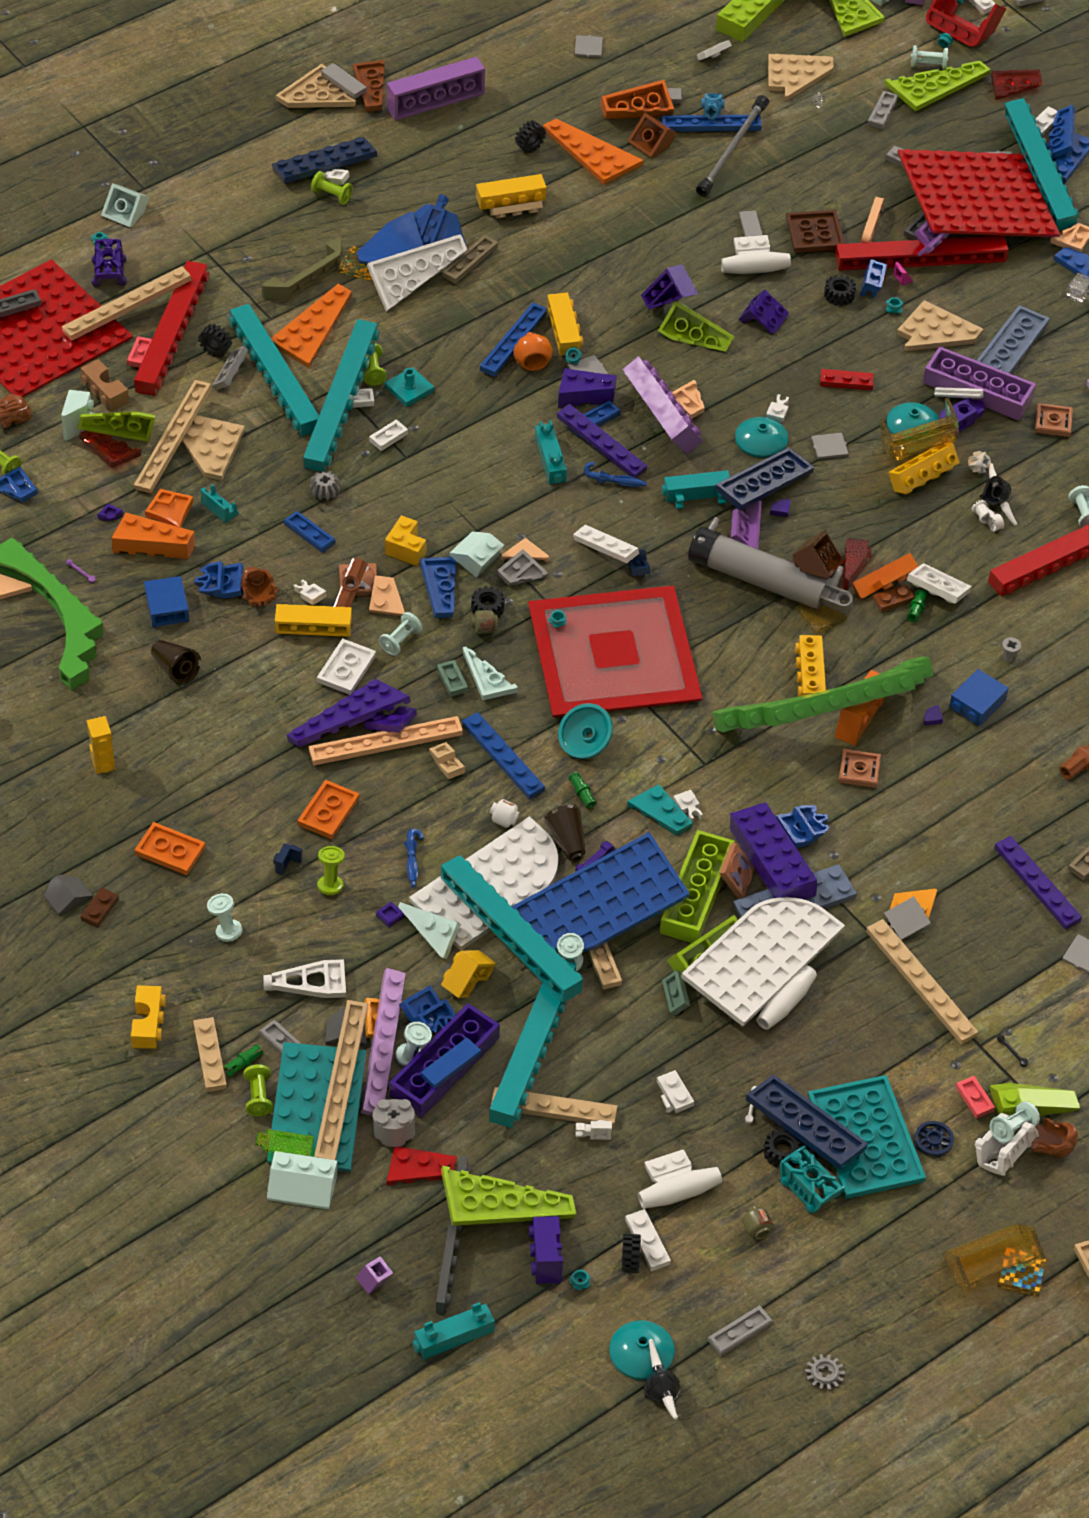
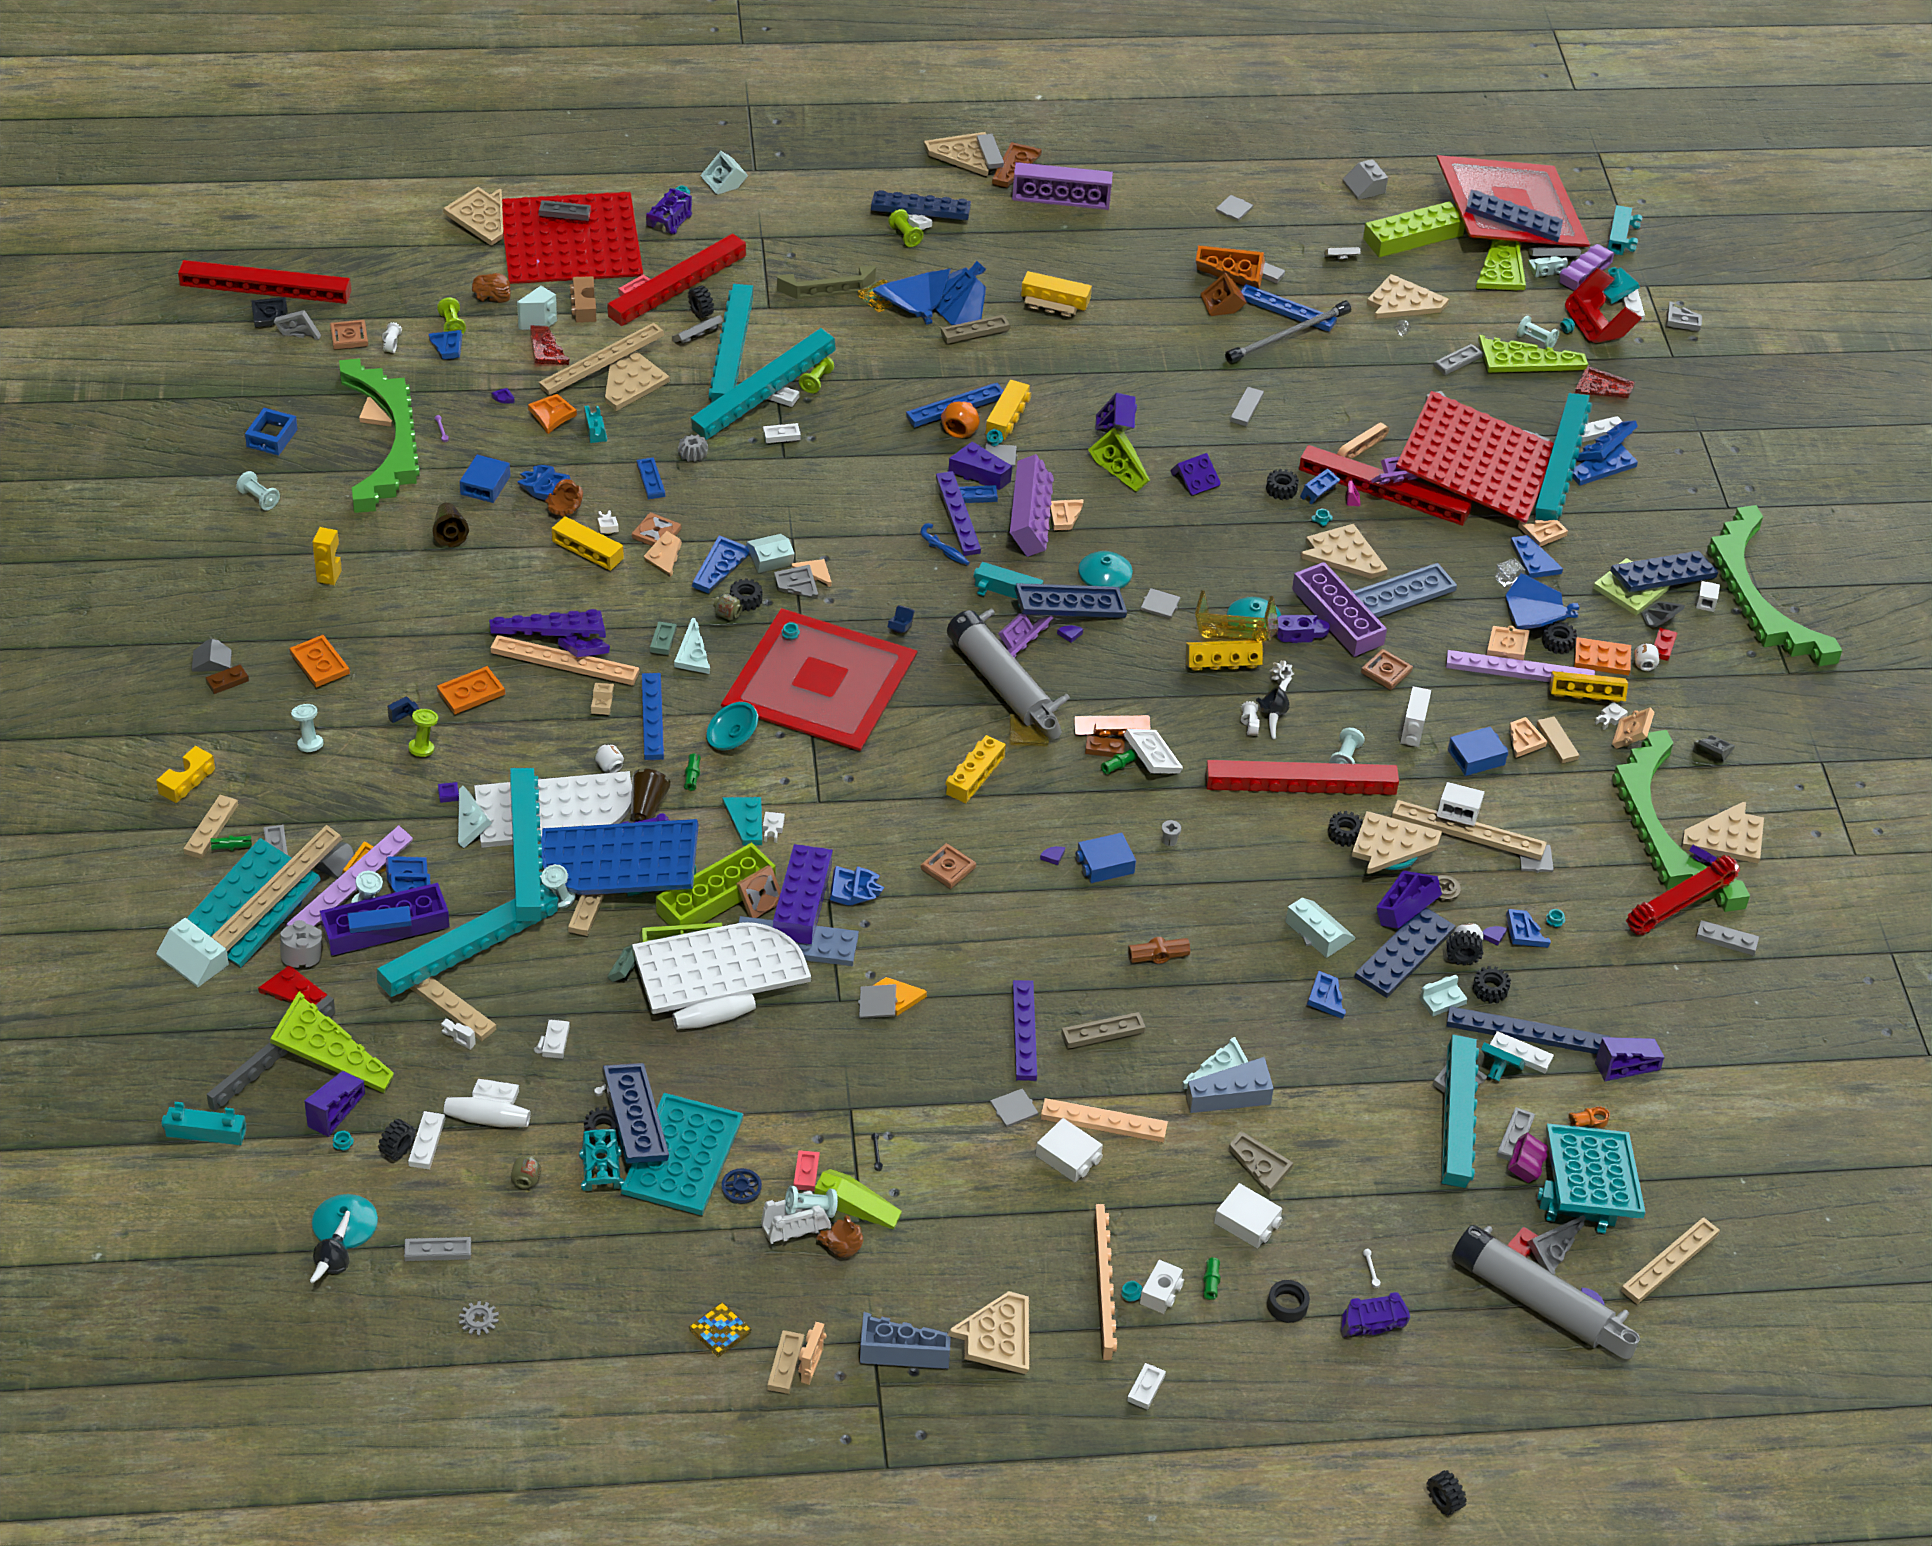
camera: 30 degrees right, 5 degrees down
(122, 424) = (571, 334): lime wedge -> none
(126, 303) = (654, 245): tan plate -> none
(152, 537) = (516, 426): orange wedge -> none
(258, 1104) = (228, 858): lime hose -> none
(285, 1142) = (199, 915): clear neon green hinge -> none
(312, 327) = (791, 328): orange wing -> none
(333, 975) = (352, 823): white plate -> none
(346, 666) = (585, 590): white plate -> none
(354, 576) = (646, 523): dark orange piece -> none
(374, 1275) = (179, 1049): medium lavender brick -> none
(392, 642) = (649, 585): light aqua hose -> none
(404, 542) = (718, 517): yellow brick -> none
(407, 271) = (907, 314): white wing -> none
(409, 386) = (834, 404): teal tile -> none
(410, 844) = (511, 748): blue piece -> none
(466, 971) = (465, 858): yellow brick -> none
(530, 136) = (1114, 261): black tyre -> none
(550, 453) = (904, 503): teal brick -> none
(596, 155) = (1160, 291): orange wing -> none
(606, 544) = (885, 592): white plate -> none
(712, 105) = (1299, 293): dark azure connector -> none
(754, 256) = (1227, 426): white plate -> none
(778, 410) = (1140, 556): white plate -> none
(780, 712) = (965, 793): bright green arch -> none
(814, 230) = (1302, 428): reddish brown plate -> none
(818, 556) = (1056, 677): reddish brown slope -> none
(846, 379) = (1224, 557): red plate -> none
(855, 560) = (1094, 701): clear red slope -> none
(856, 718) = (992, 816): orange wedge -> none
(922, 982) = (847, 1059): tan plate -> none
(958, 392) = (1312, 608): white axle -> none
(993, 1253) = (693, 1298): clear yellow windscreen -> none

